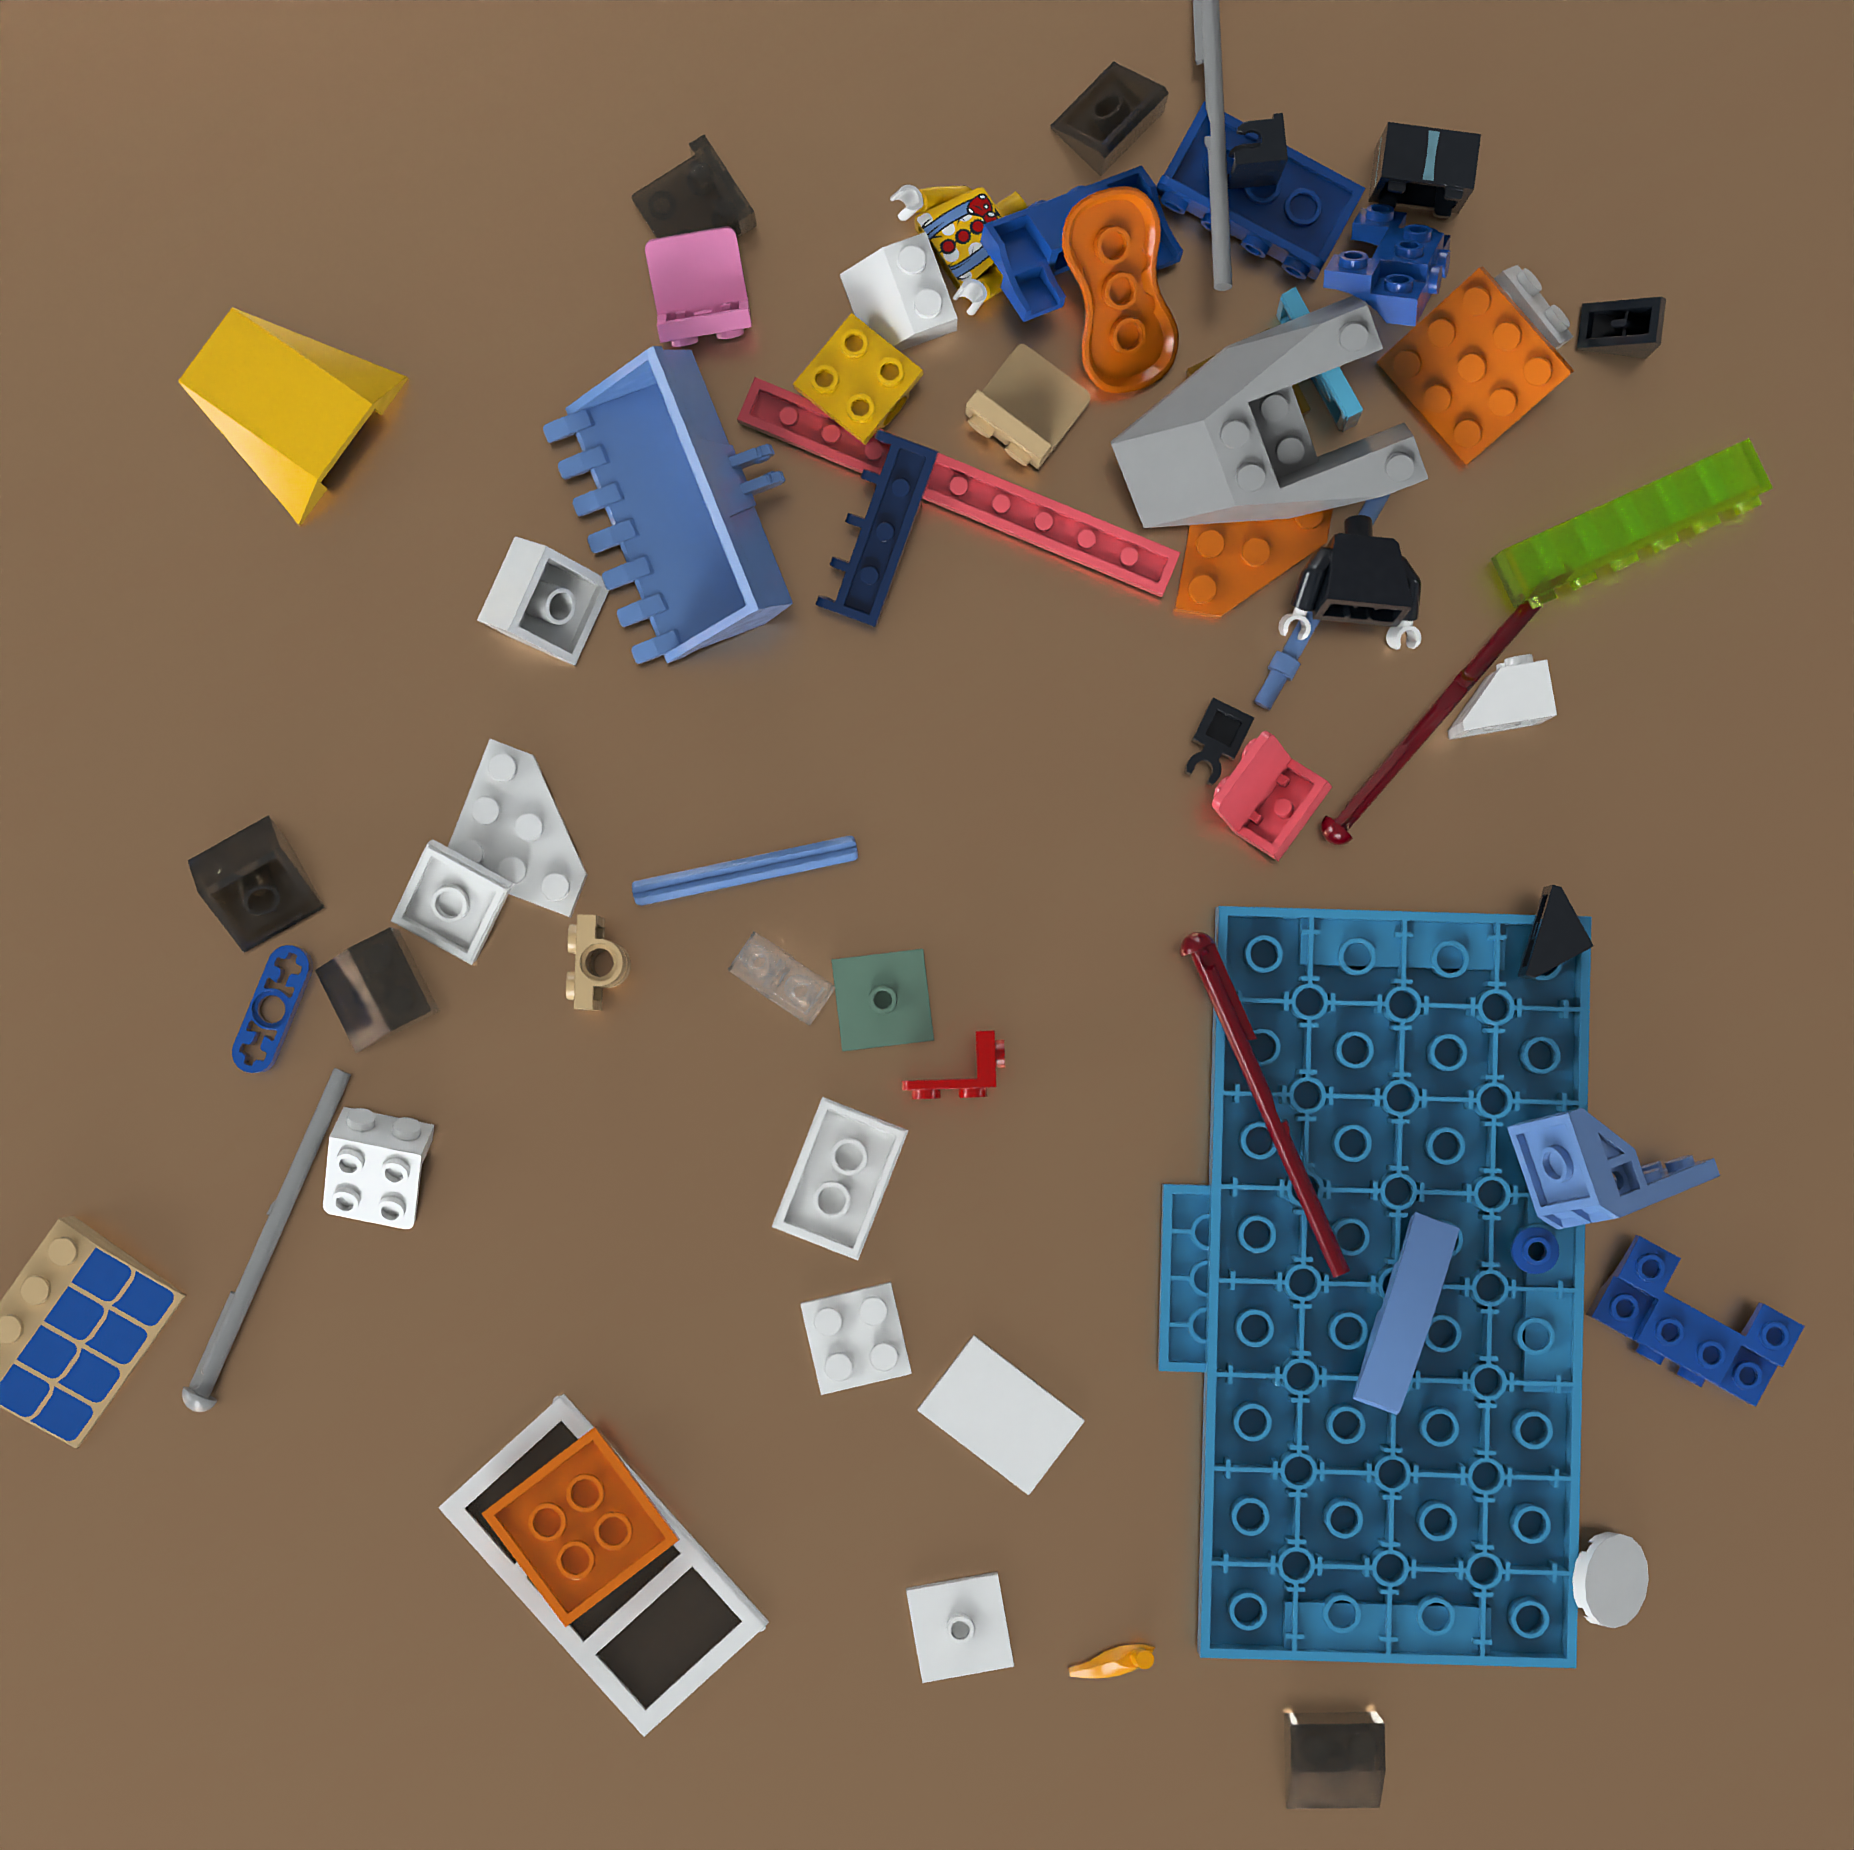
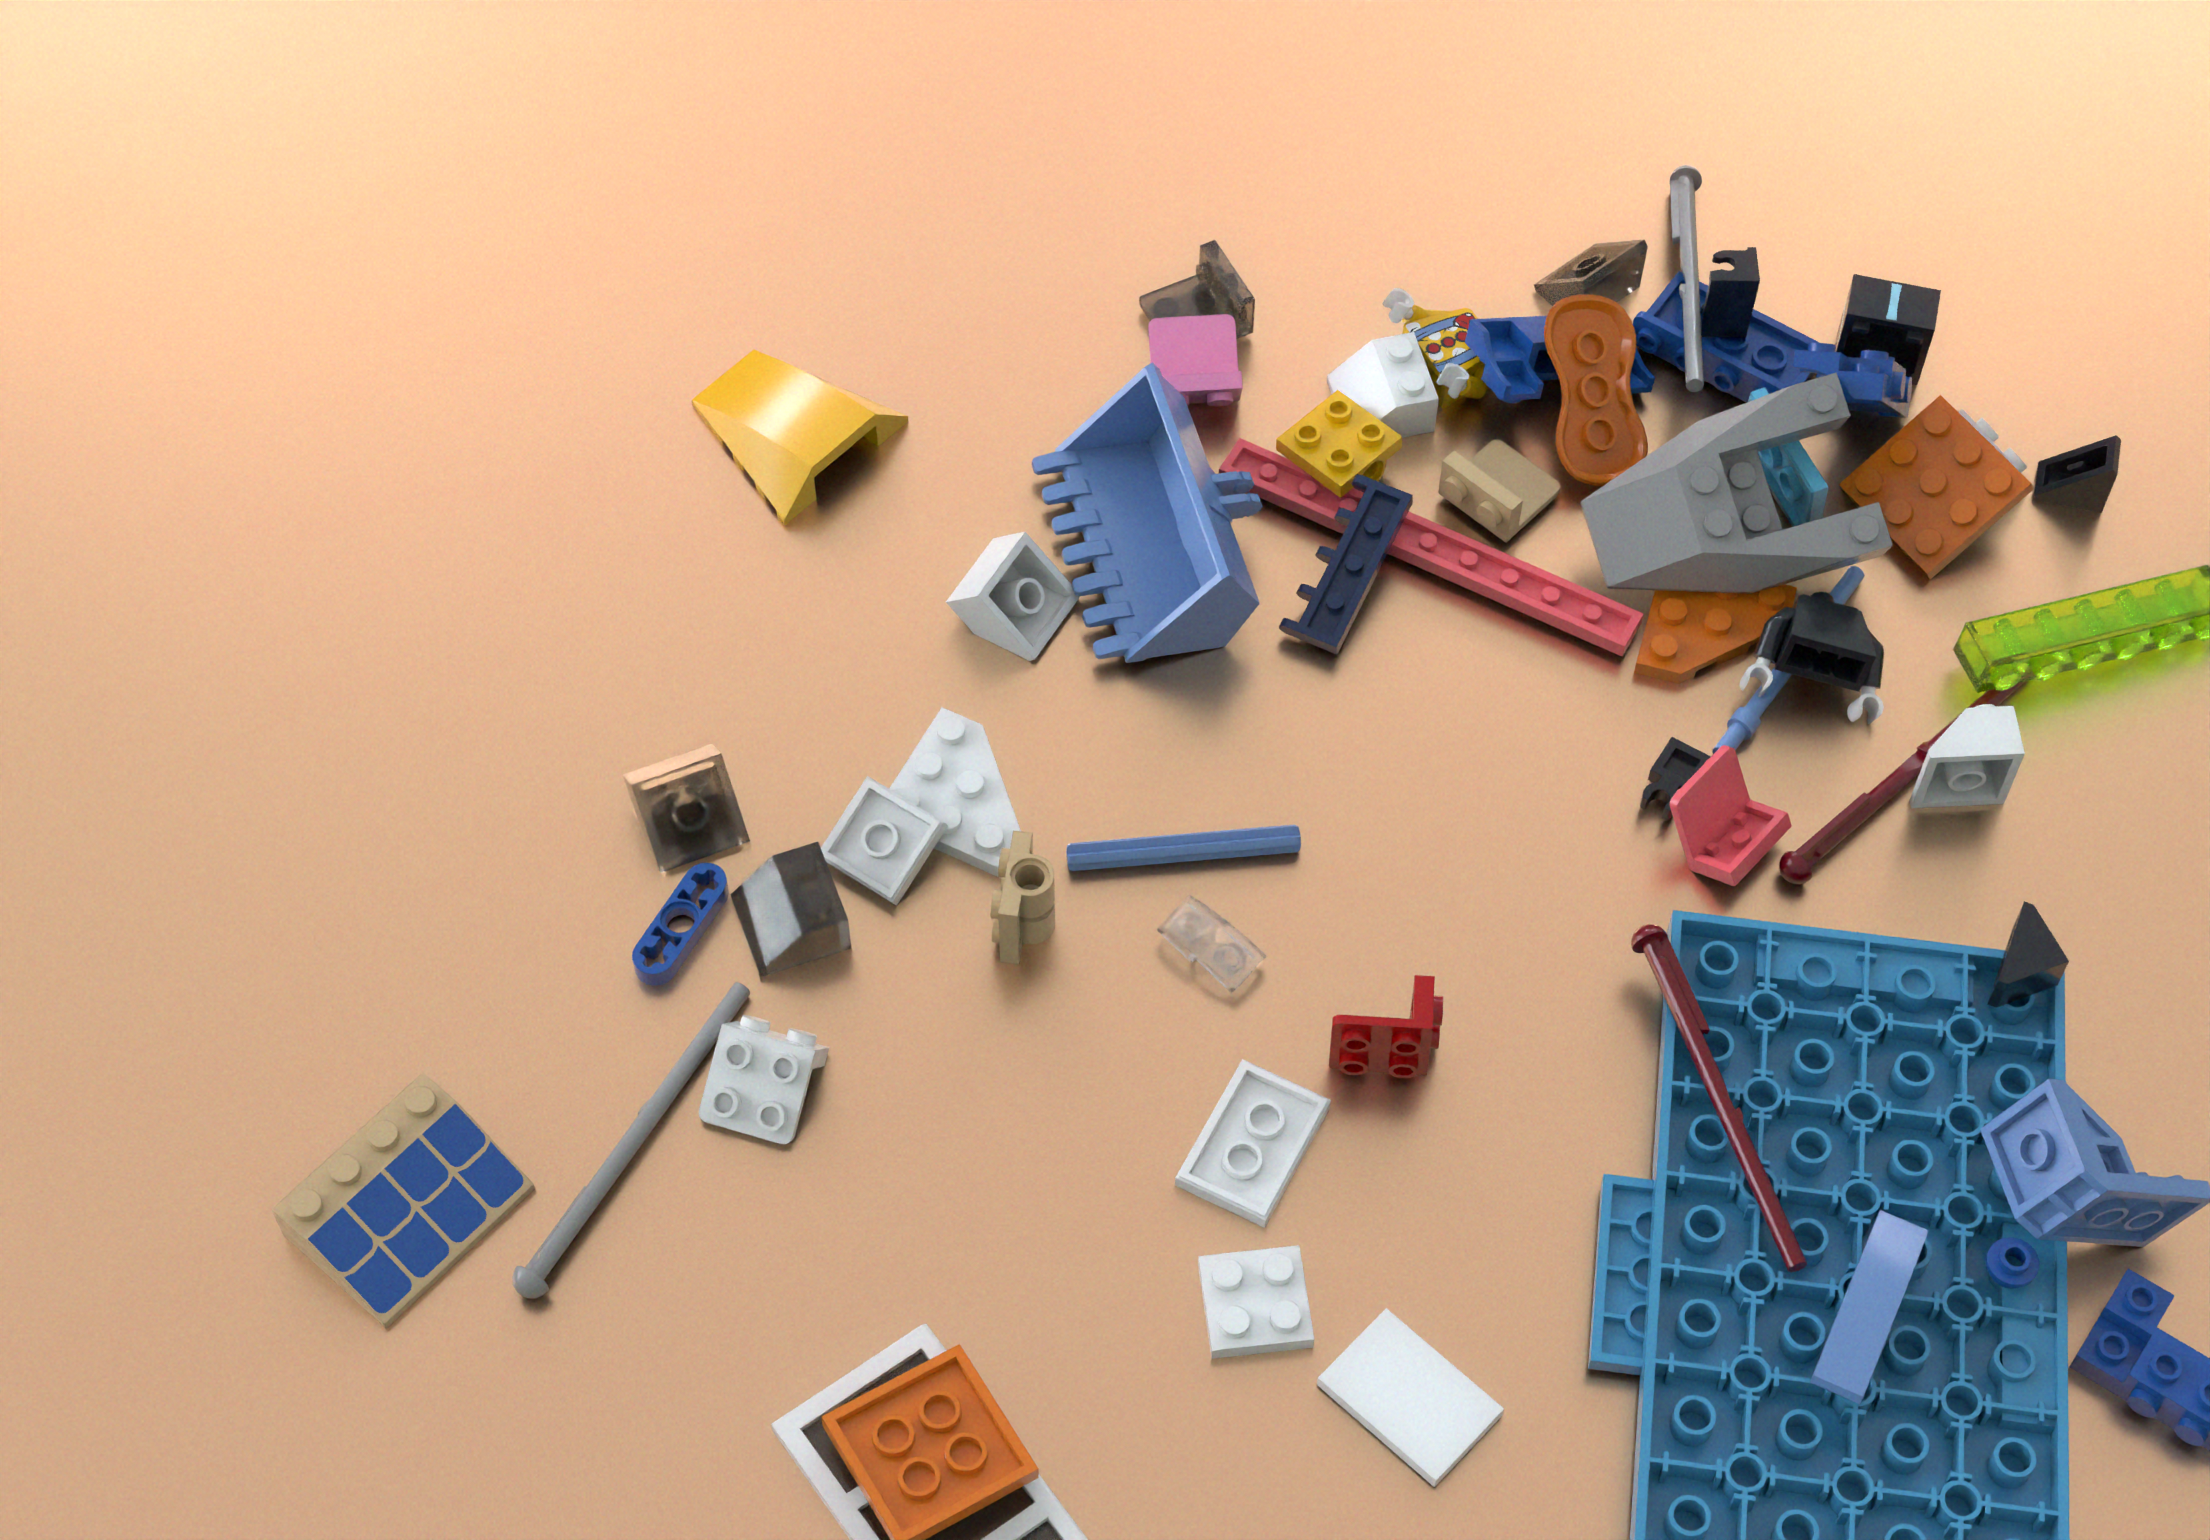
camera: 10 degrees right, 30 degrees down
(882, 1000) = (1313, 977): sand green plate -> none

